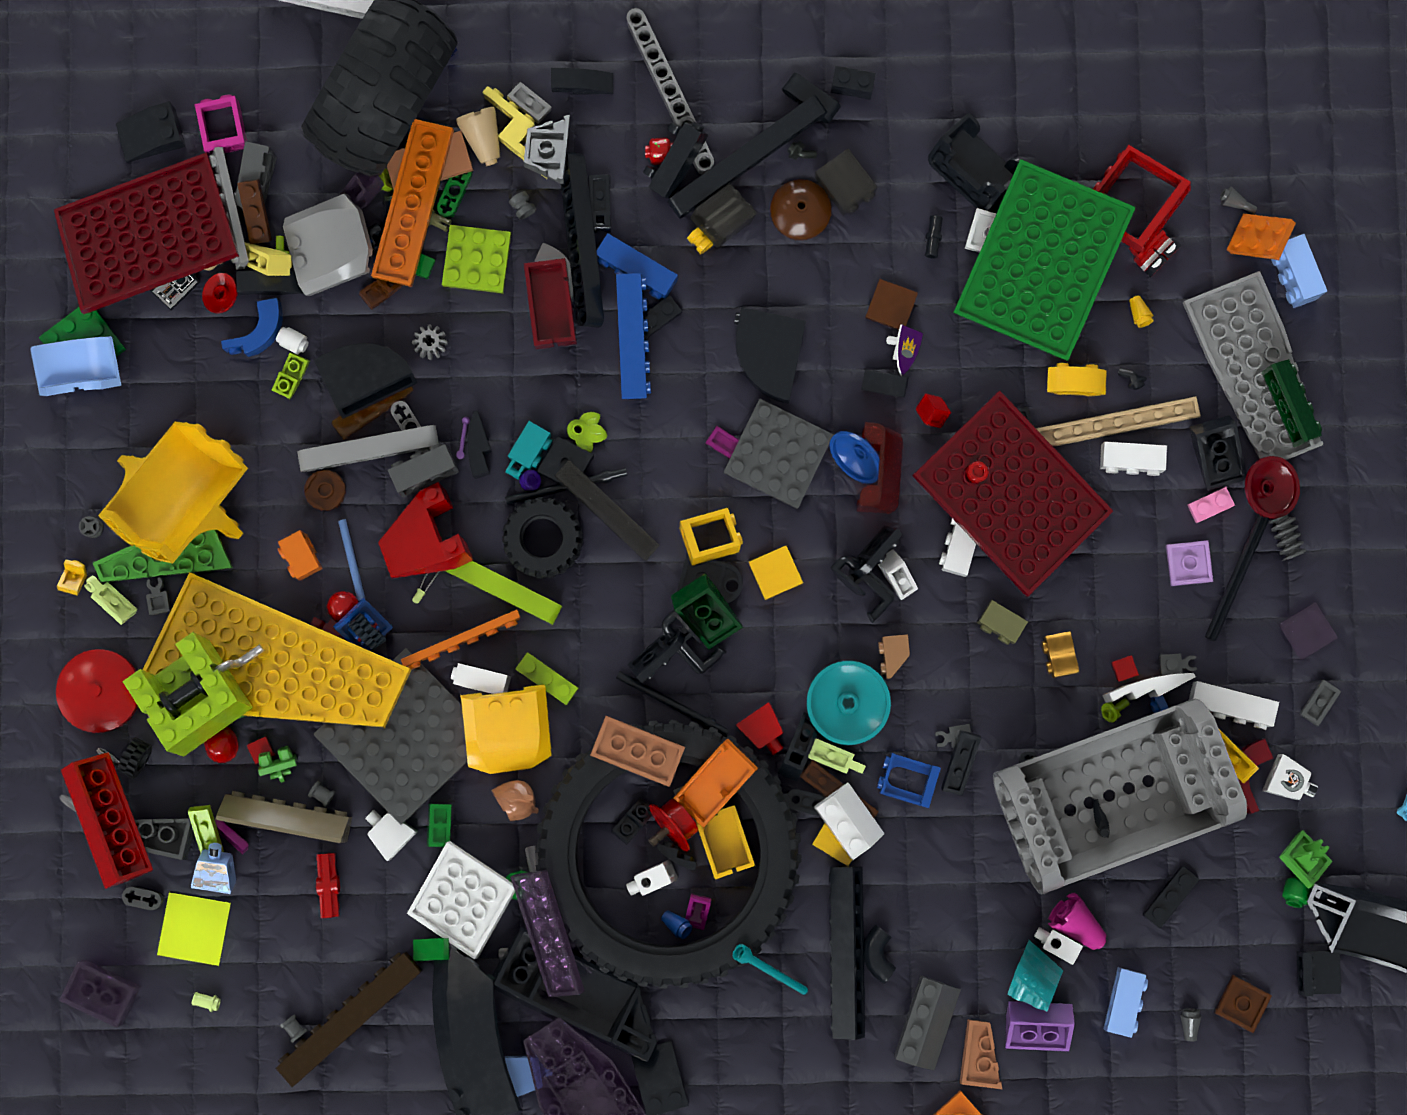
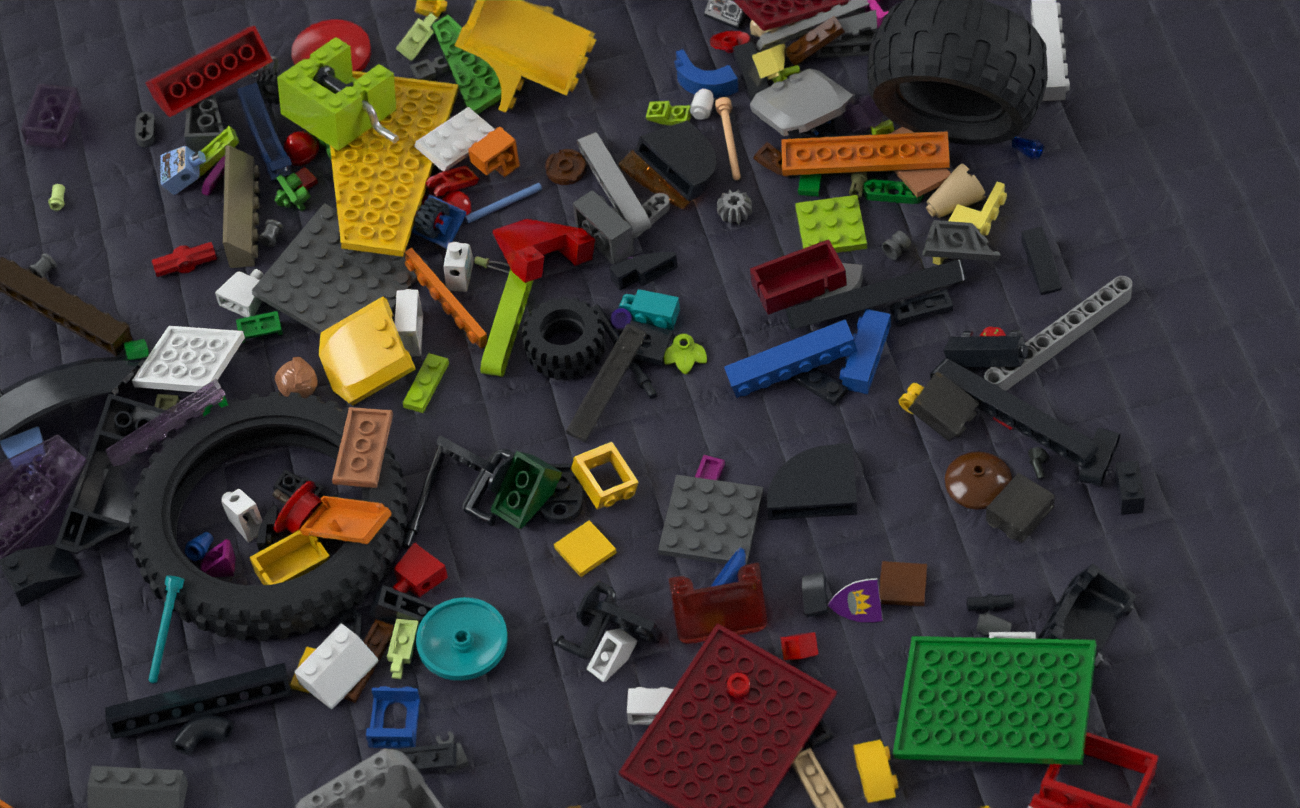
camera: 80 degrees right, 30 degrees down
(193, 929) = (124, 175): neon yellow piece -> none
(203, 777) = (263, 131): none -> dark blue arch
(267, 588) = (452, 139): none -> white plate
(302, 320) = (724, 107): none -> light nougat piece
(316, 601) = (452, 180): none -> red hinge
(425, 619) = (458, 258): none -> white torso
(503, 931) = (166, 401): none -> olive plate
(529, 102) = (1003, 225): light grey plate -> none
(895, 652) = (525, 671): medium nougat slope -> none
(956, 244) = (991, 623): none -> dark grey cone
(1002, 623) = (585, 764): olive brick -> none

